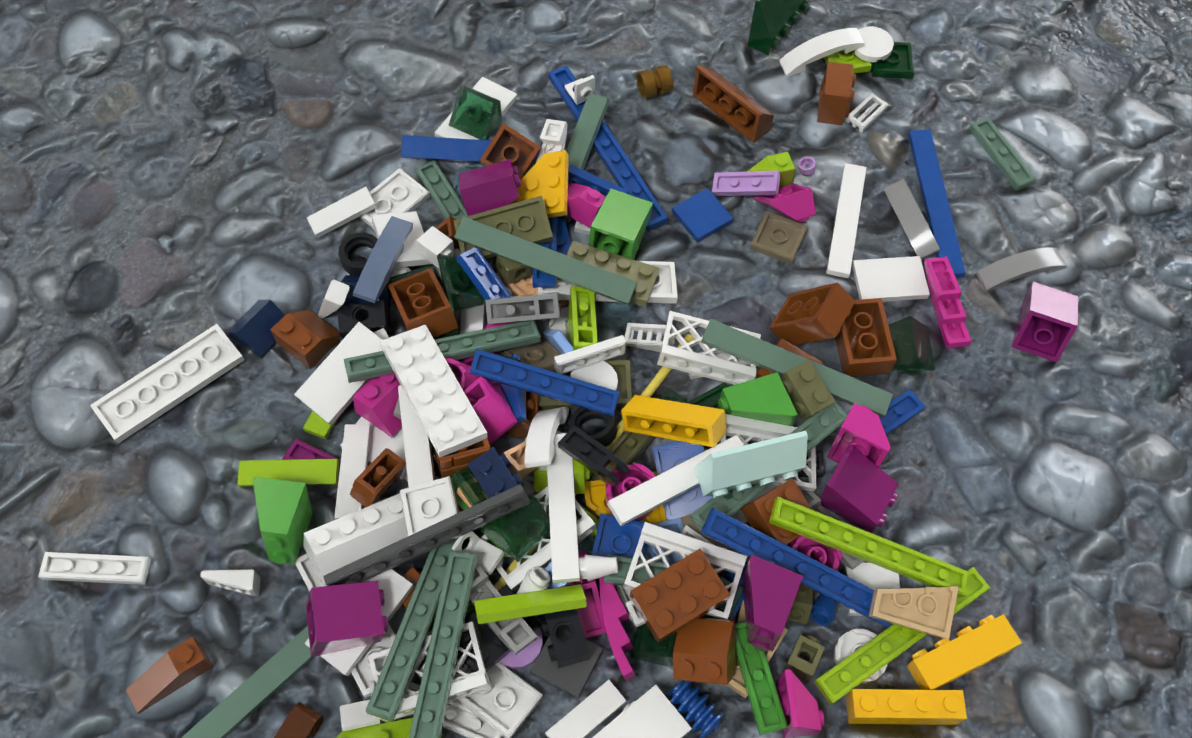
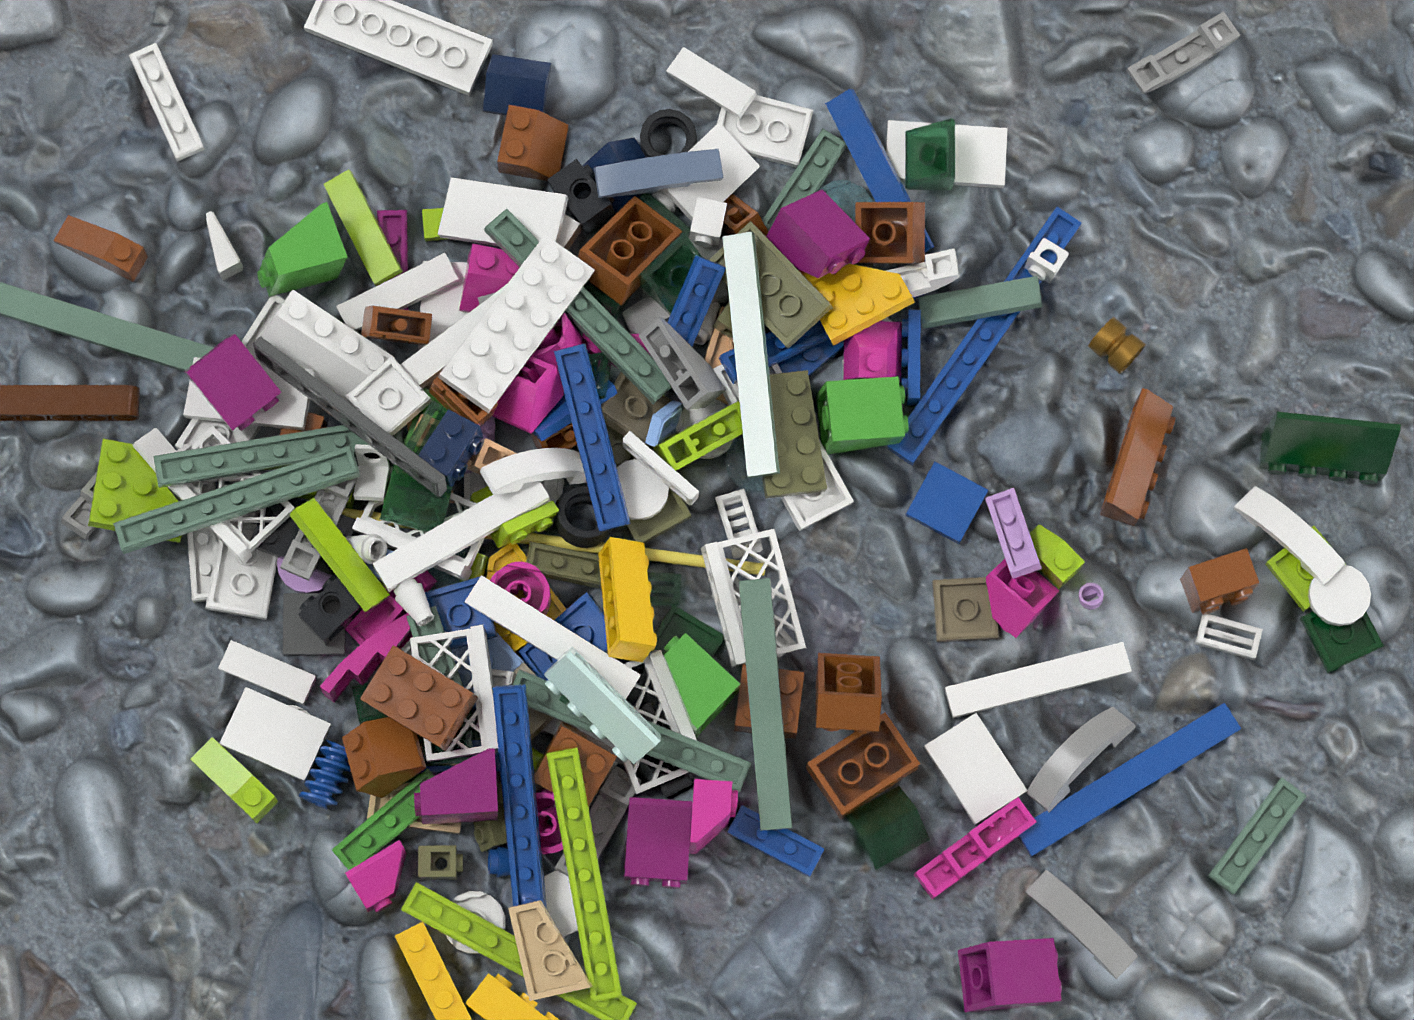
camera: 60 degrees right, 15 degrees up
(334, 298) = (584, 148): white slope -> none
(591, 454) = (529, 530): black hinge -> none
(806, 390) = (740, 728): olive bracket -> none

